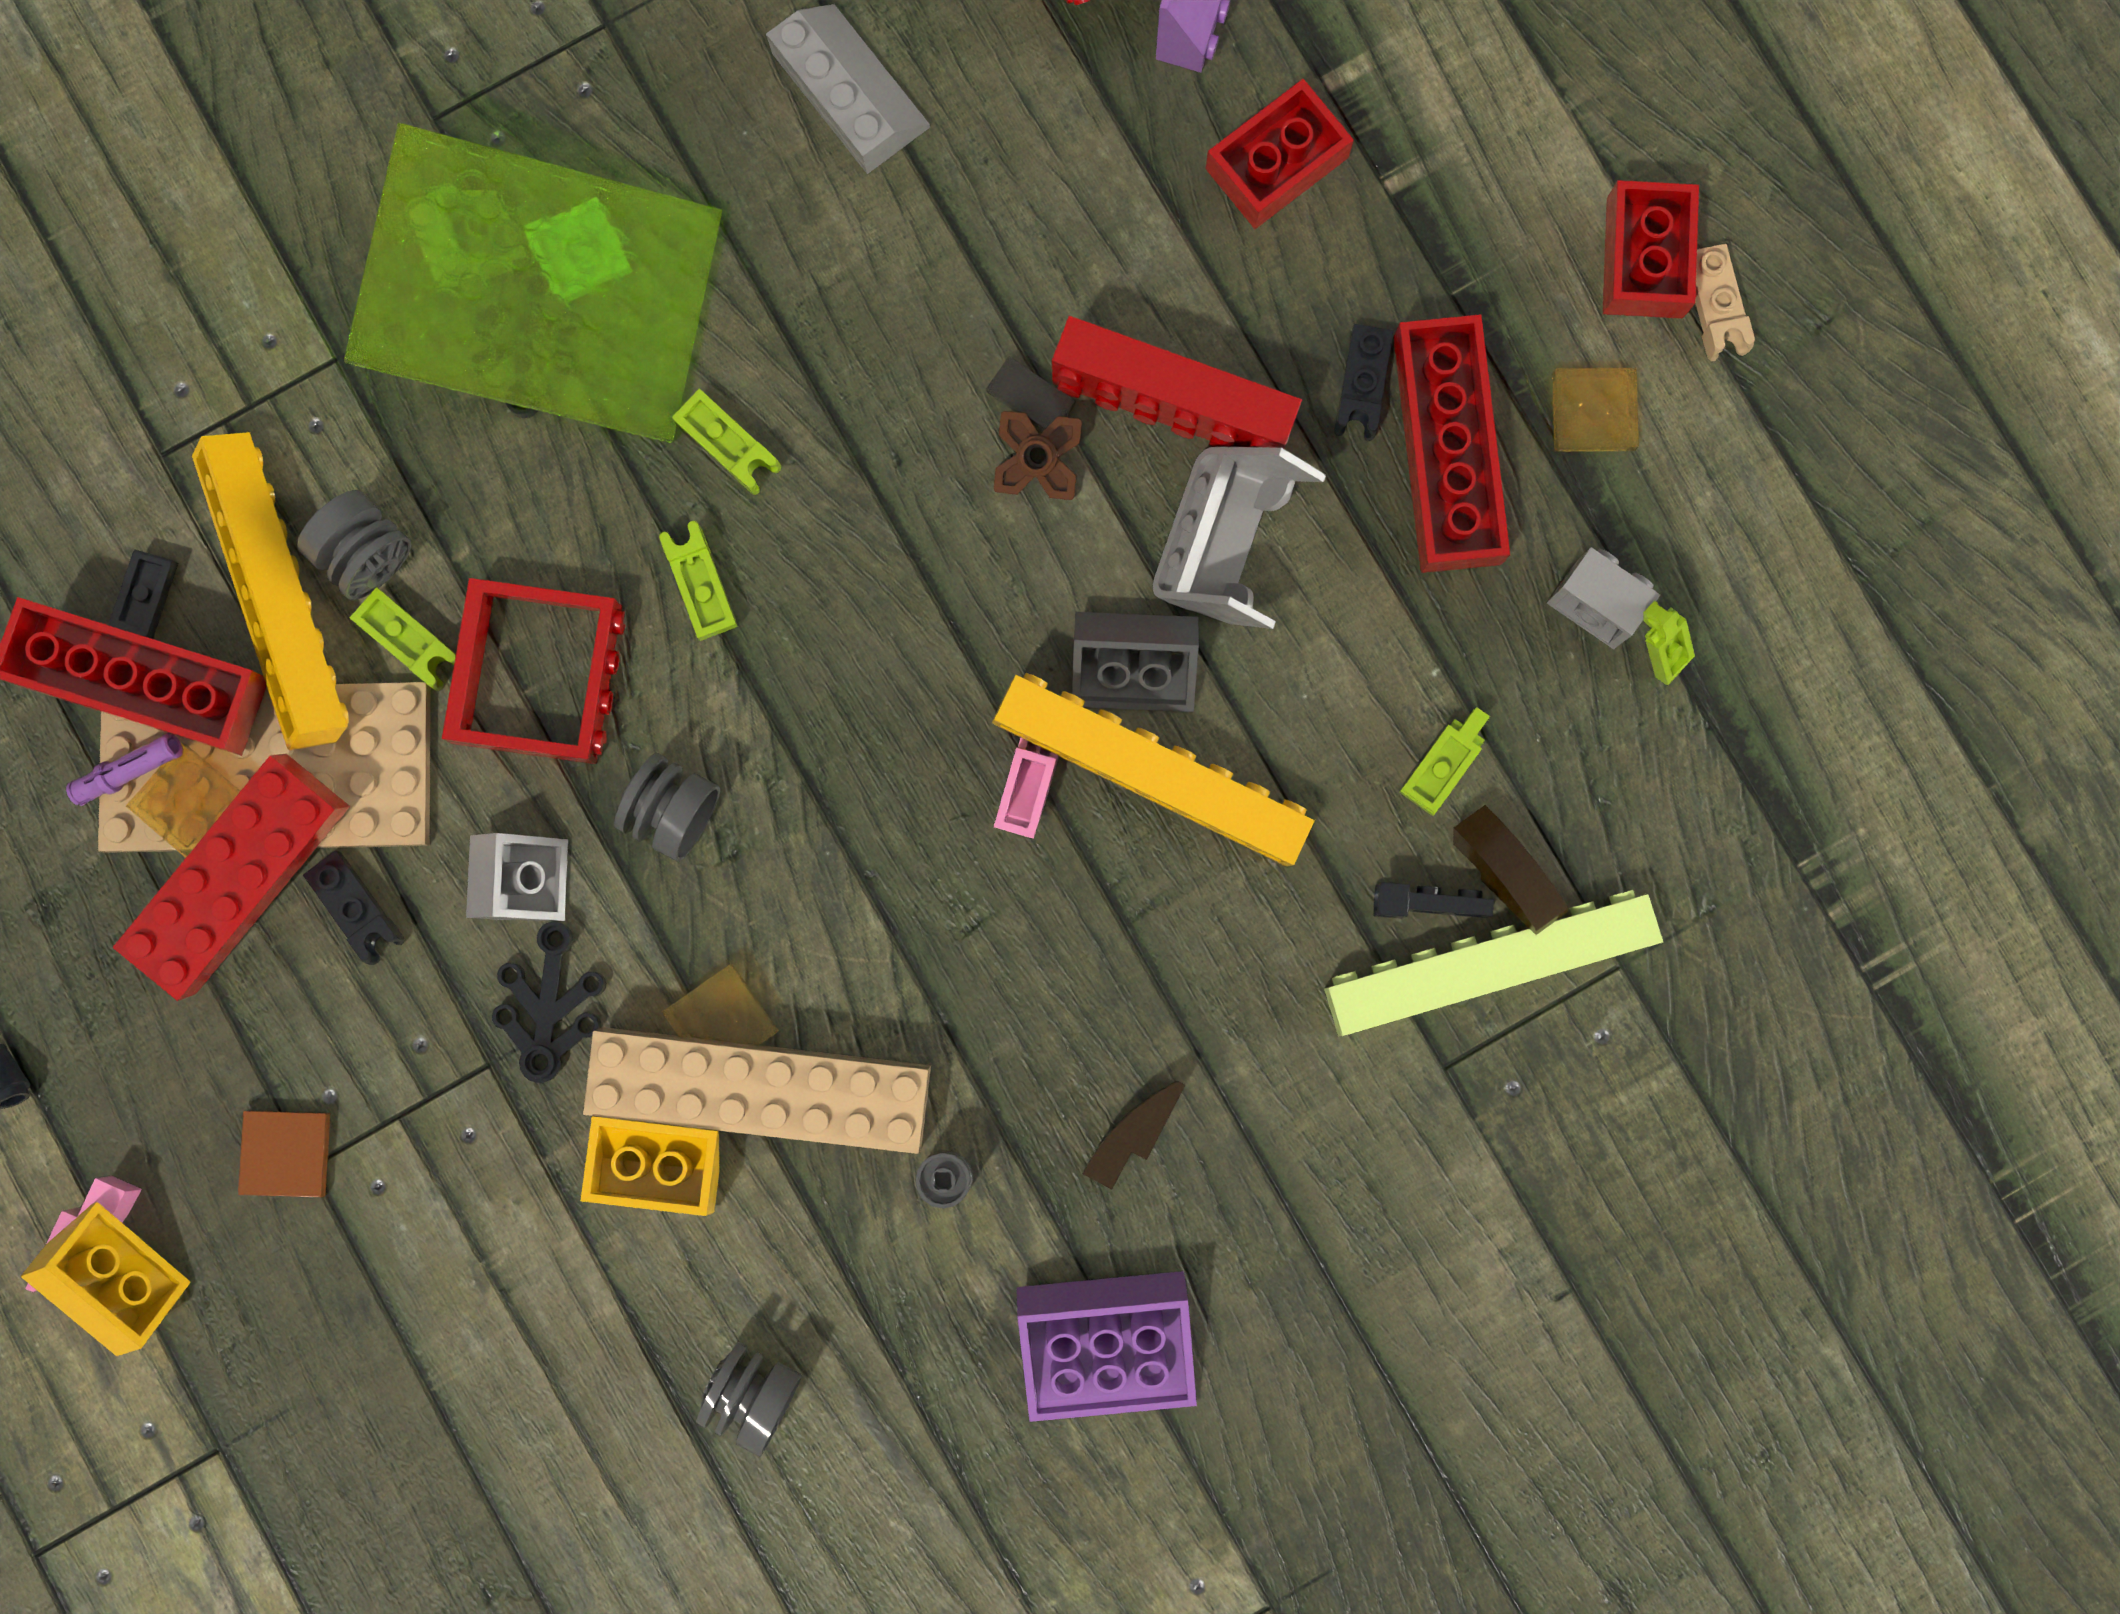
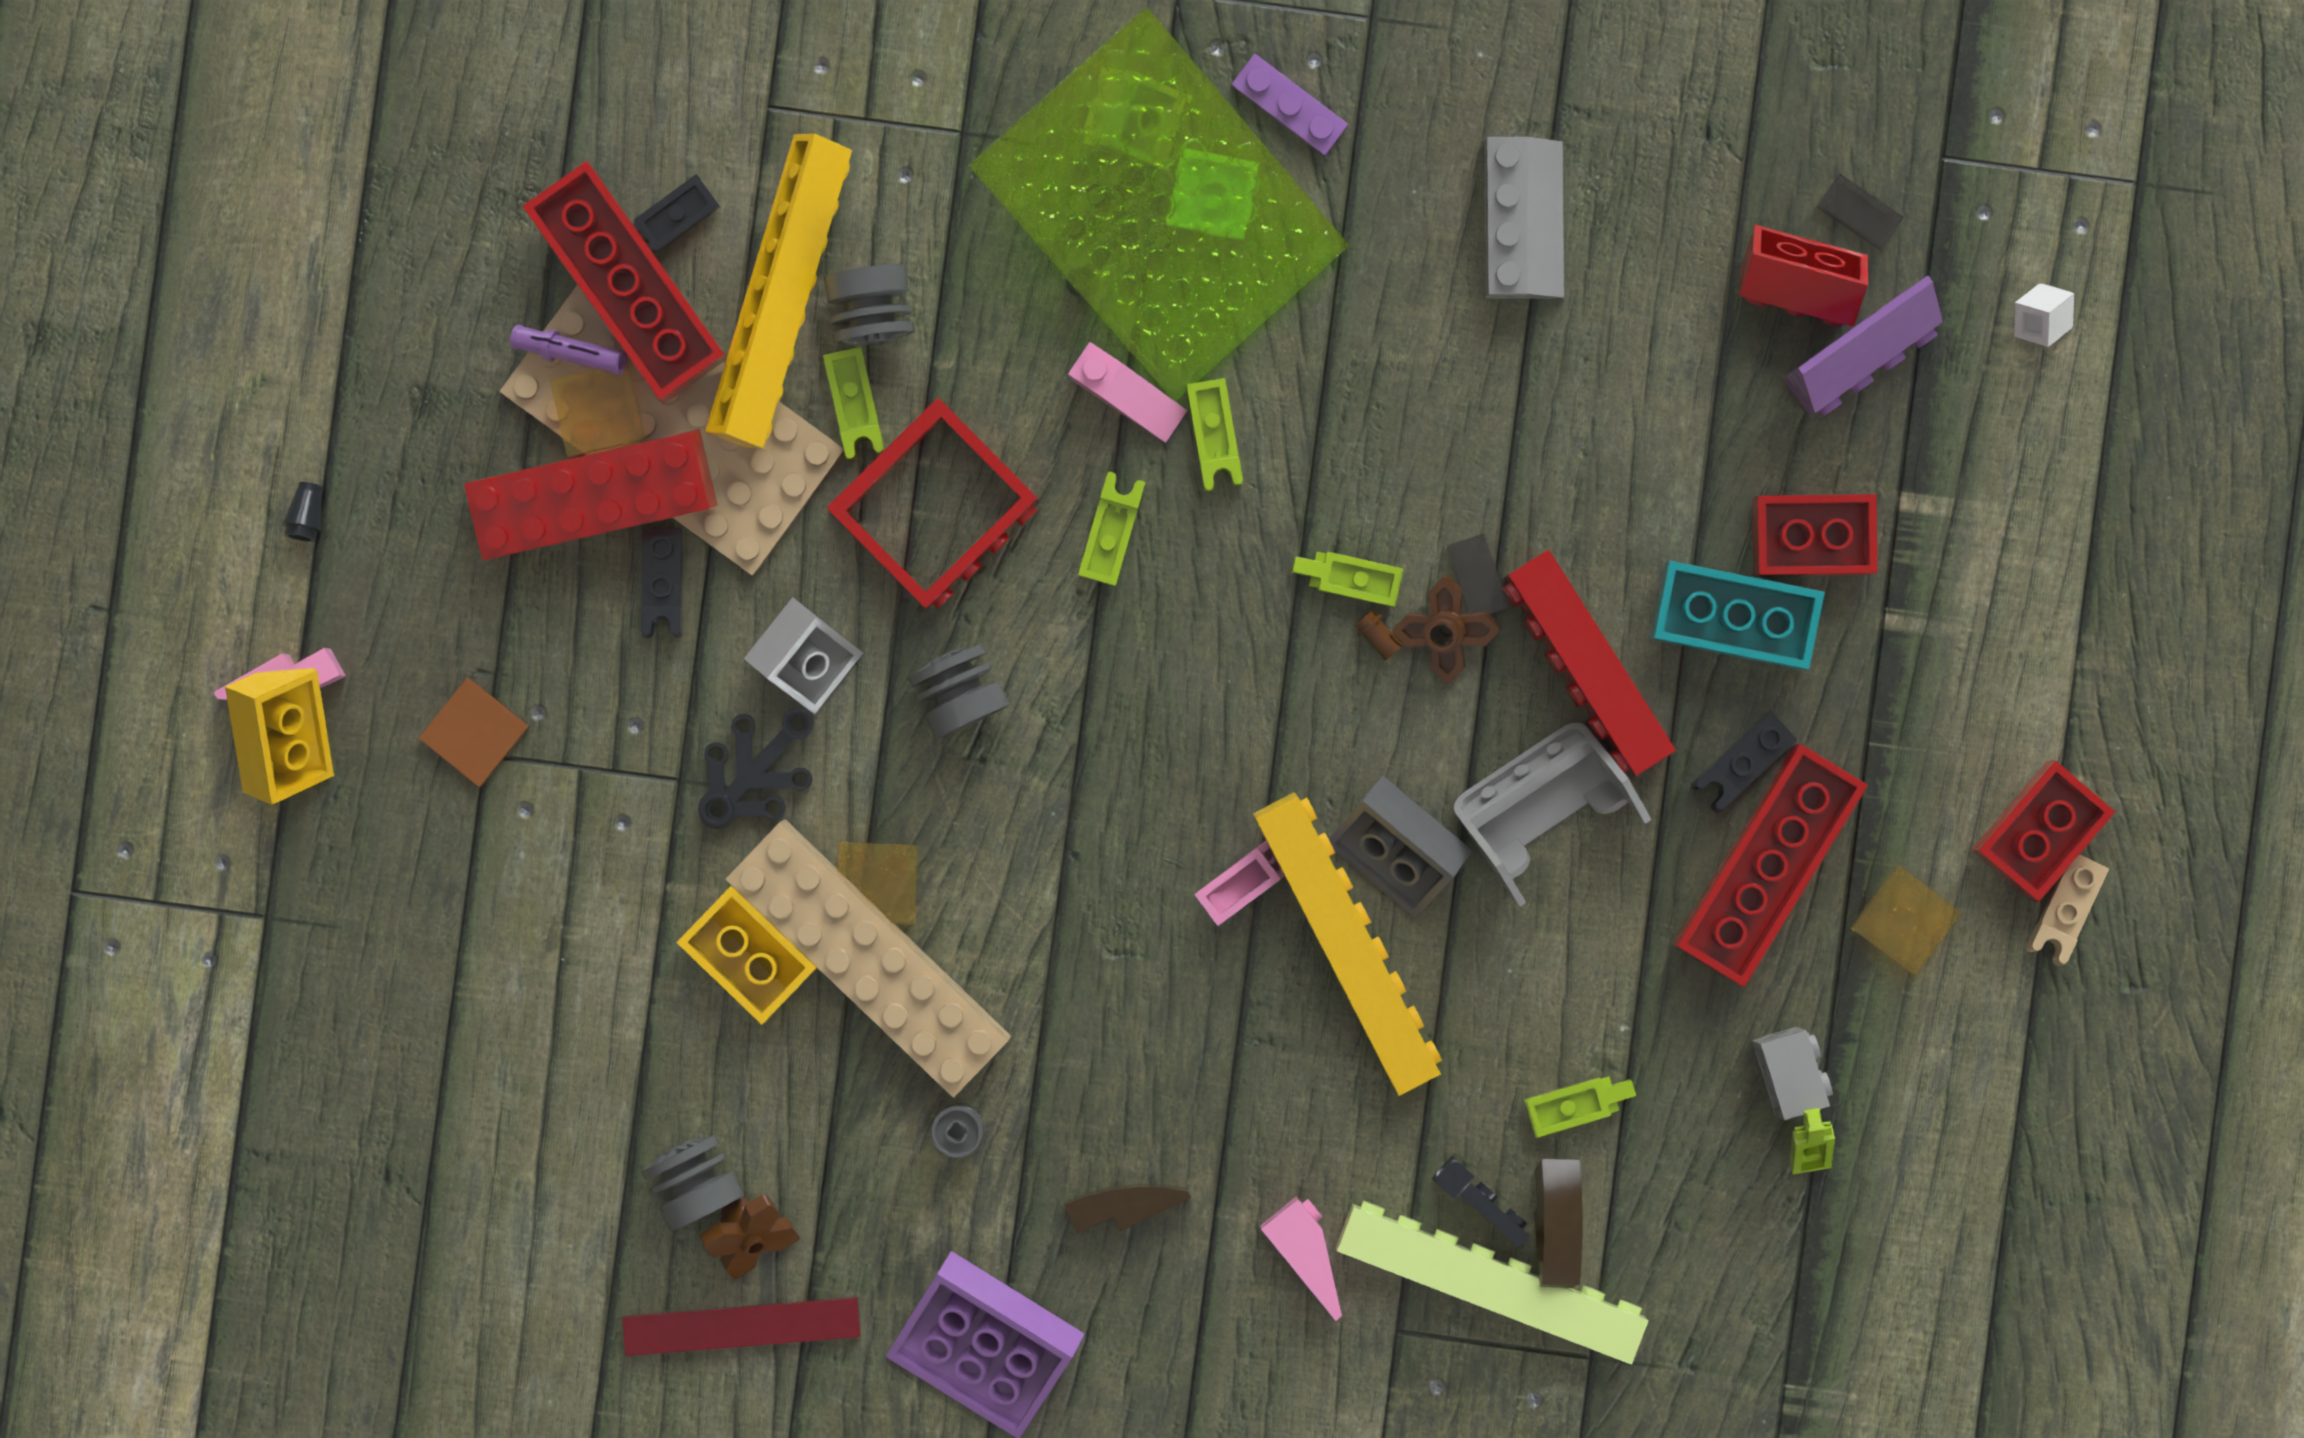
camera: 30 degrees right, 5 degrees up
(590, 137) = (1289, 105): none -> medium lavender plate
(624, 461) = (1126, 392): none -> bright pink slope
(828, 1407) = (747, 1232): none -> reddish brown plant
(886, 1491) = (741, 1326): none -> dark red tile
(926, 472) = (1351, 577): none -> lime hinge
(984, 502) = (1378, 634): none -> reddish brown pin
(1266, 264) = (1737, 615): none -> teal brick
(1312, 1054) = (1302, 1243): none -> bright pink slope

